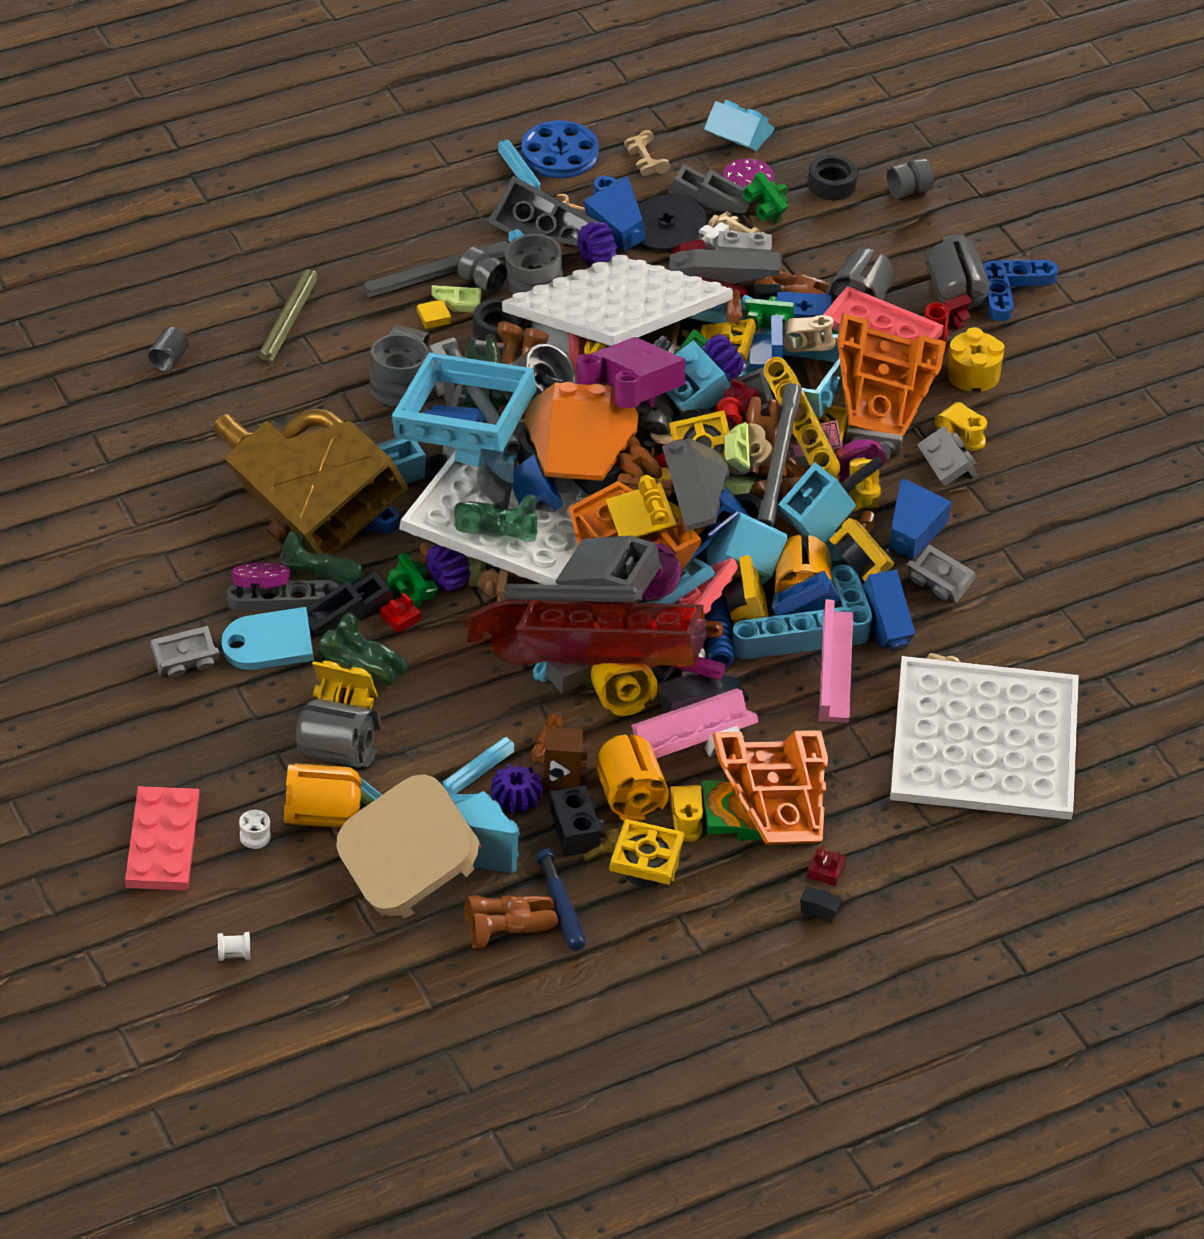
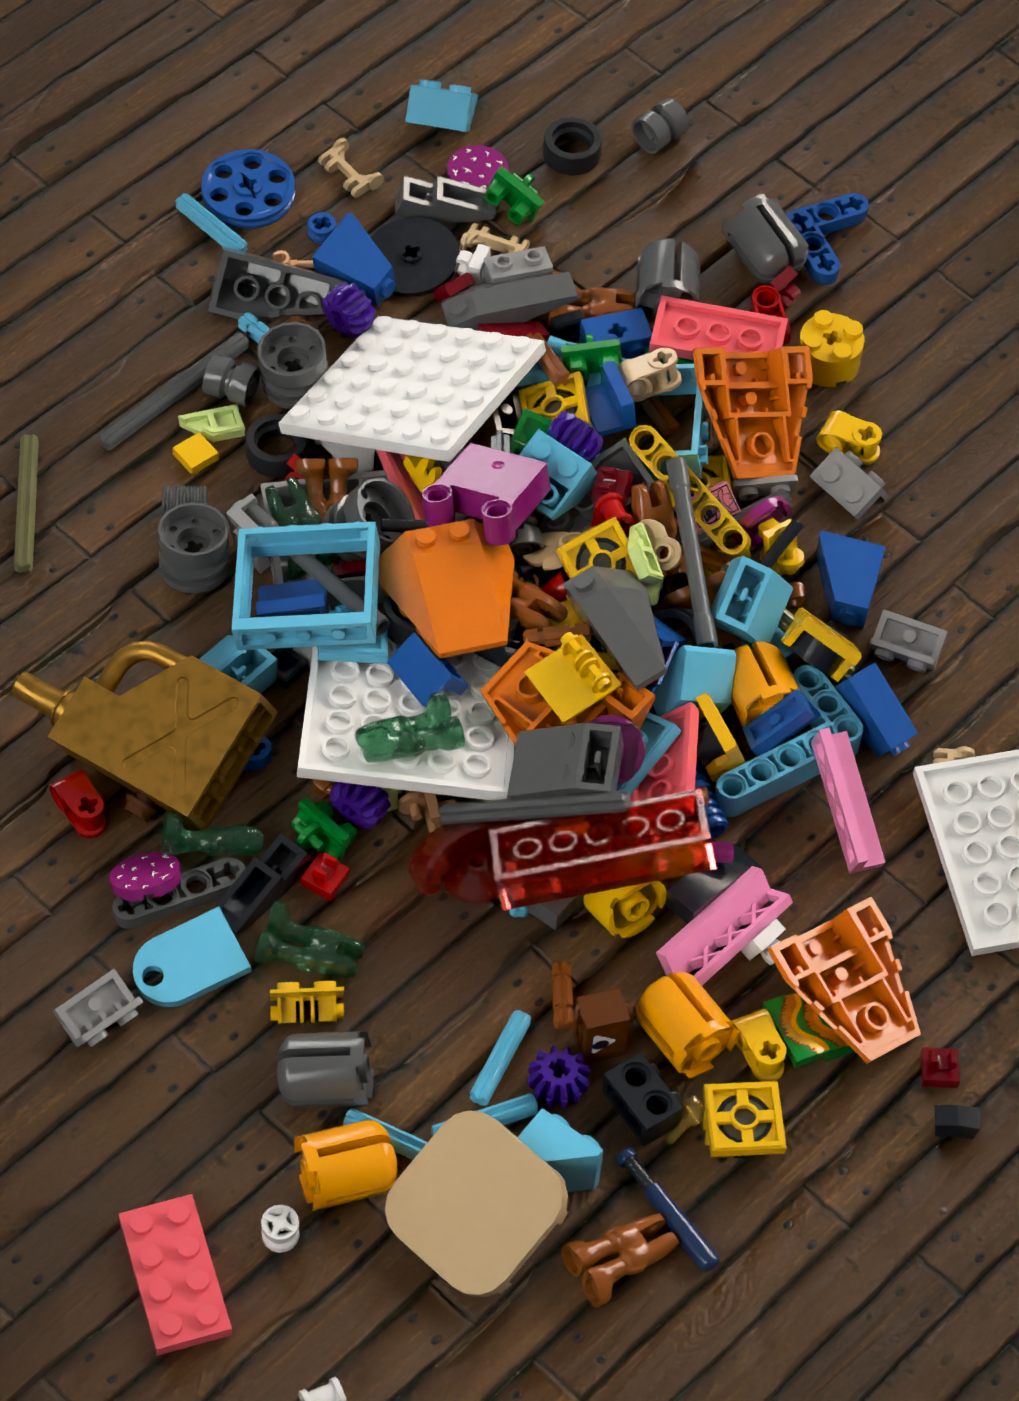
camera: 20 degrees left, 10 degrees up
(235, 518) = (80, 803): none -> red piece
(495, 477) = (386, 679): black slope -> none

